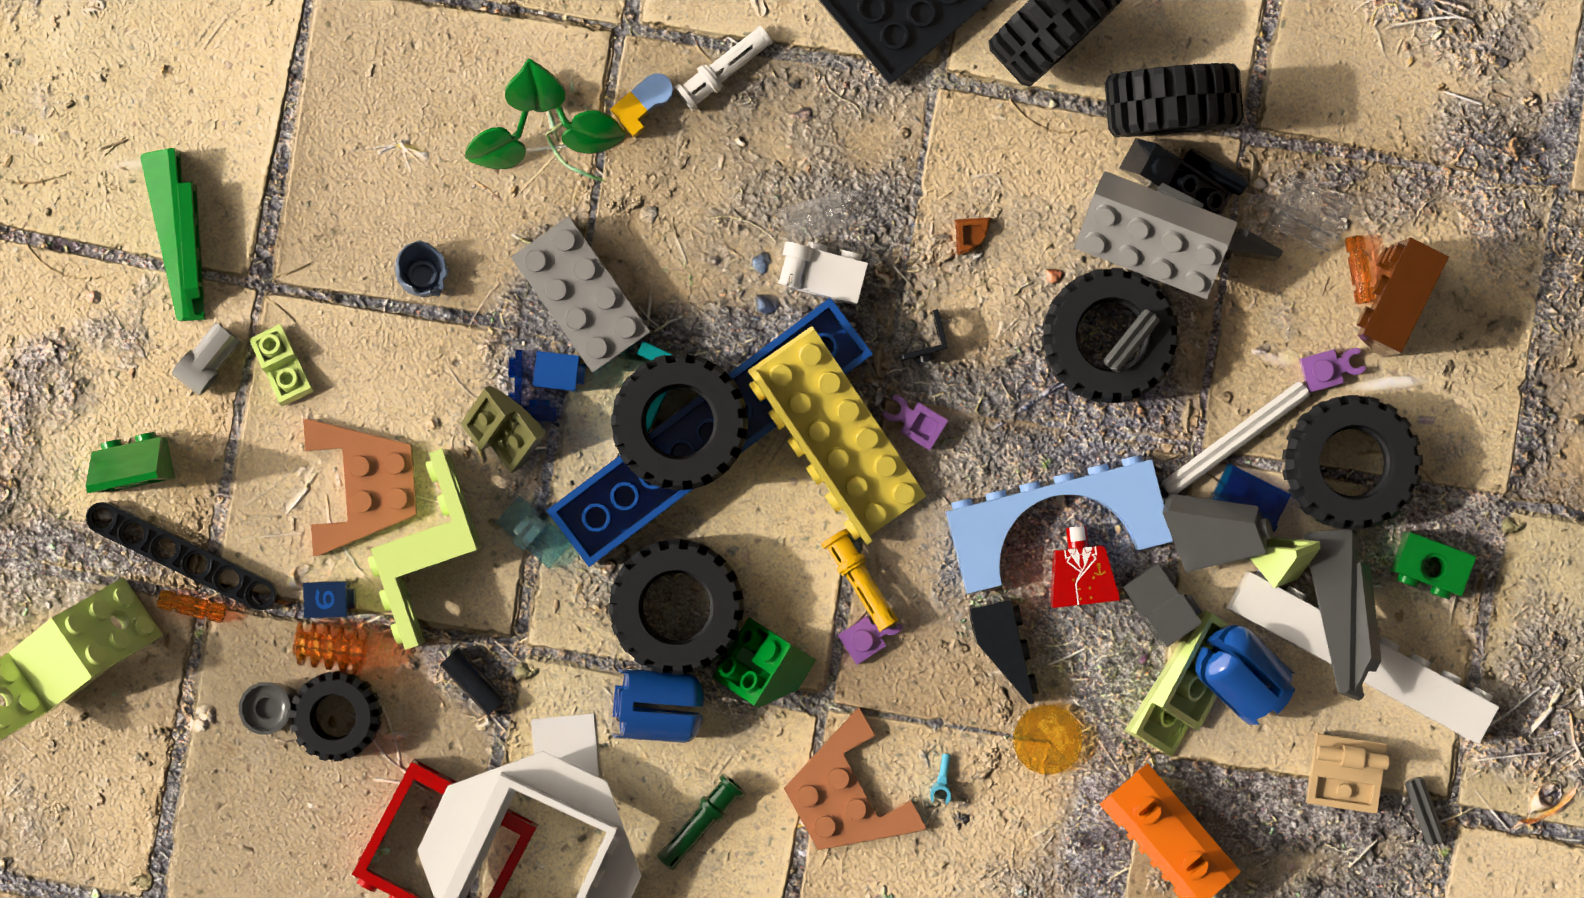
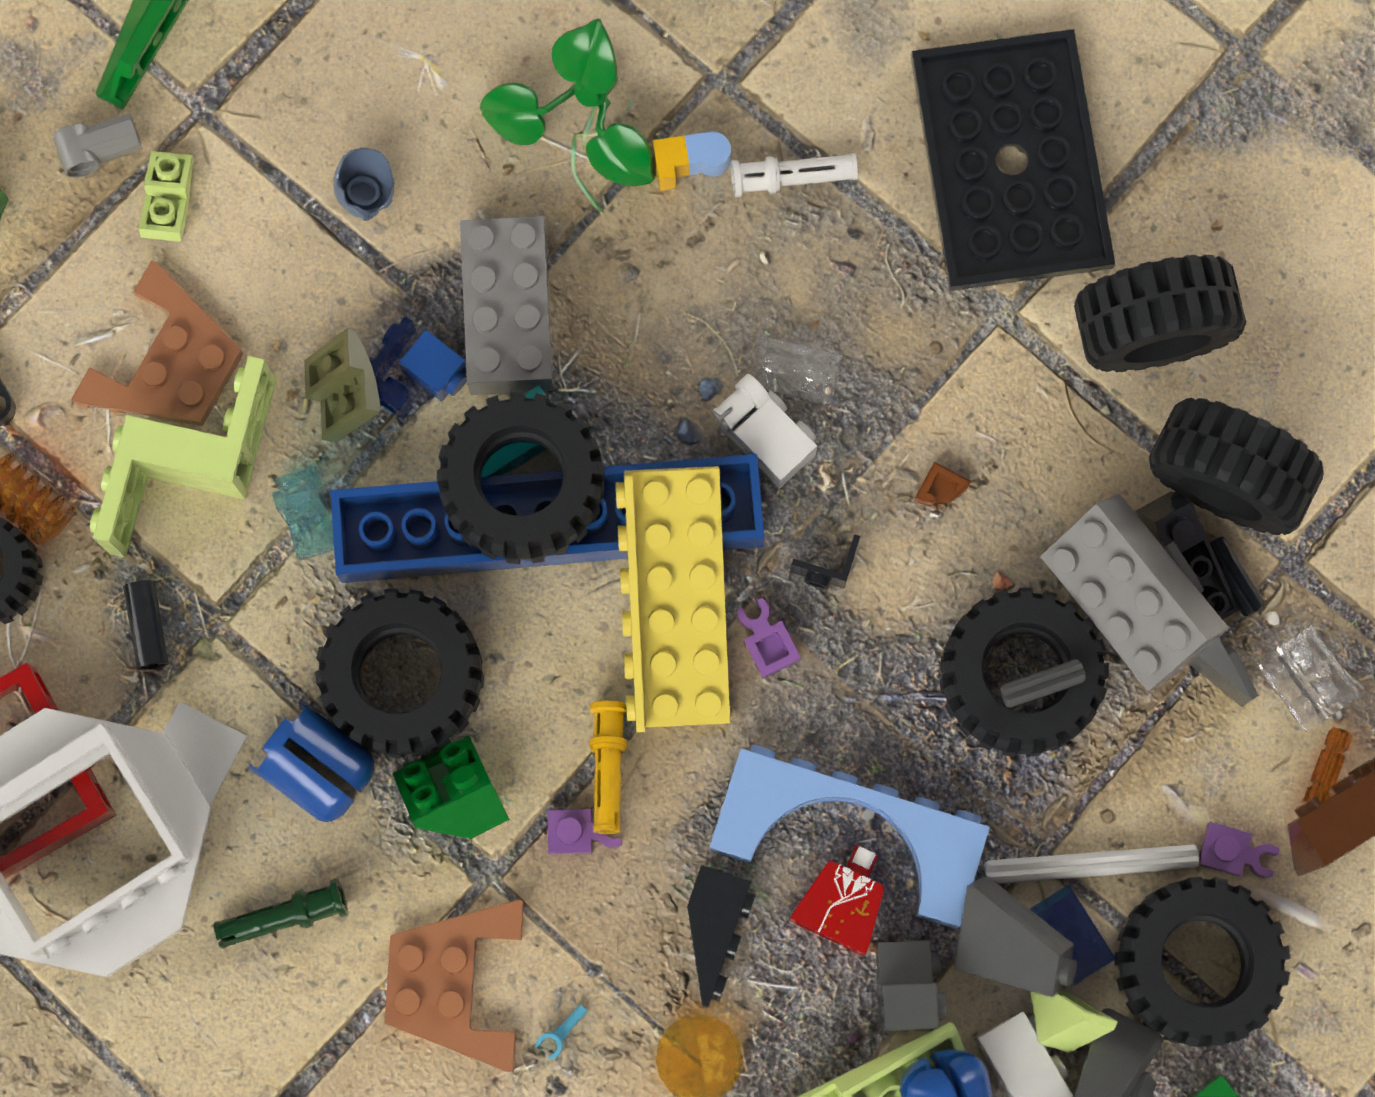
camera: 25 degrees right, 10 degrees down
(328, 599) = (56, 450): dark blue brick -> none

